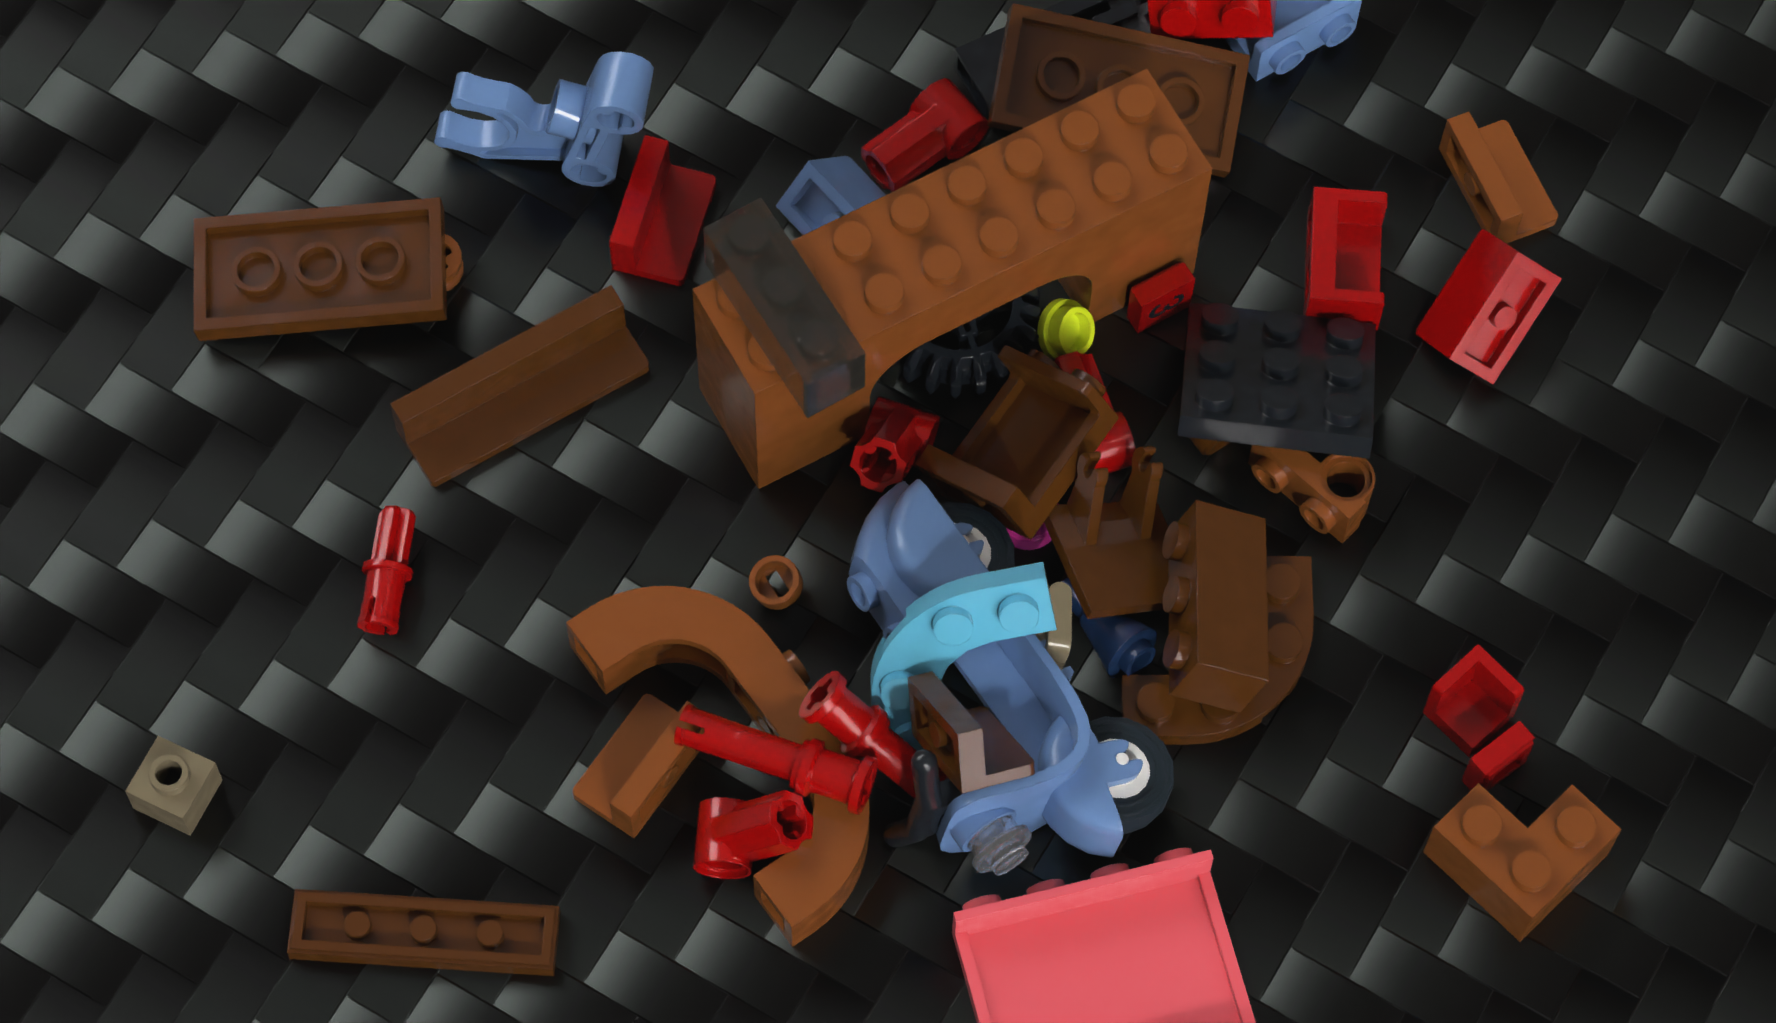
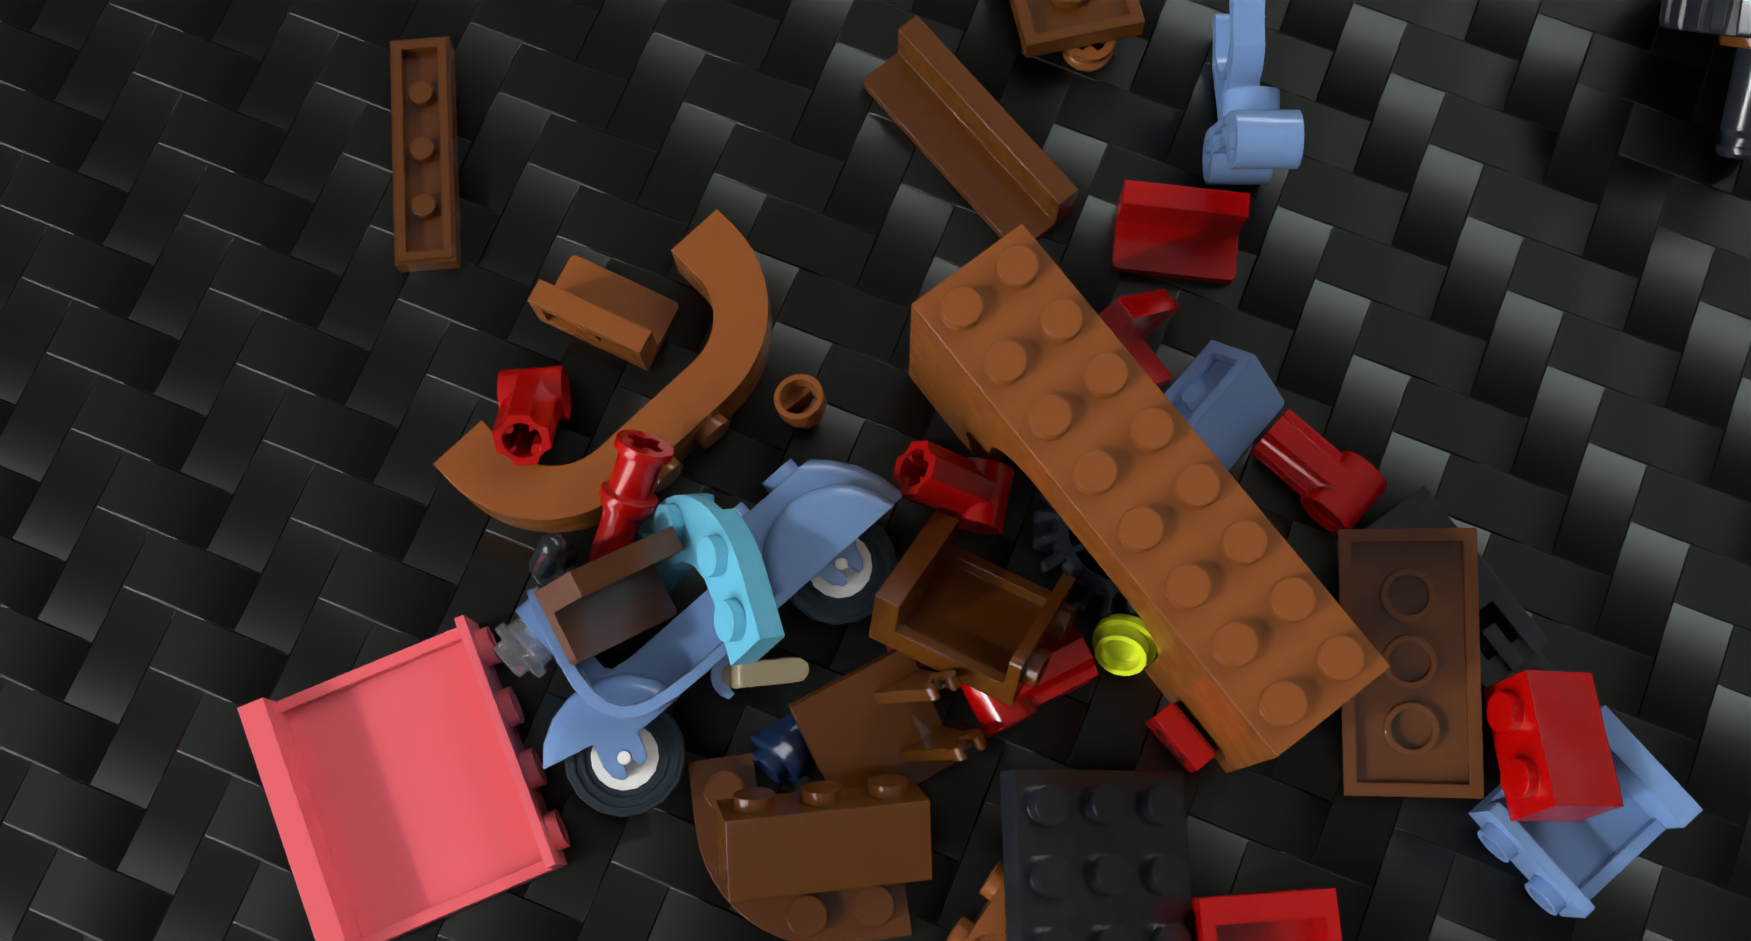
camera: 85 degrees right, 10 degrees up
(387, 571) = (763, 55): red axle -> none
(784, 307) = (993, 303): clear smoke brick -> none
(806, 765) = (582, 445): red pin -> none

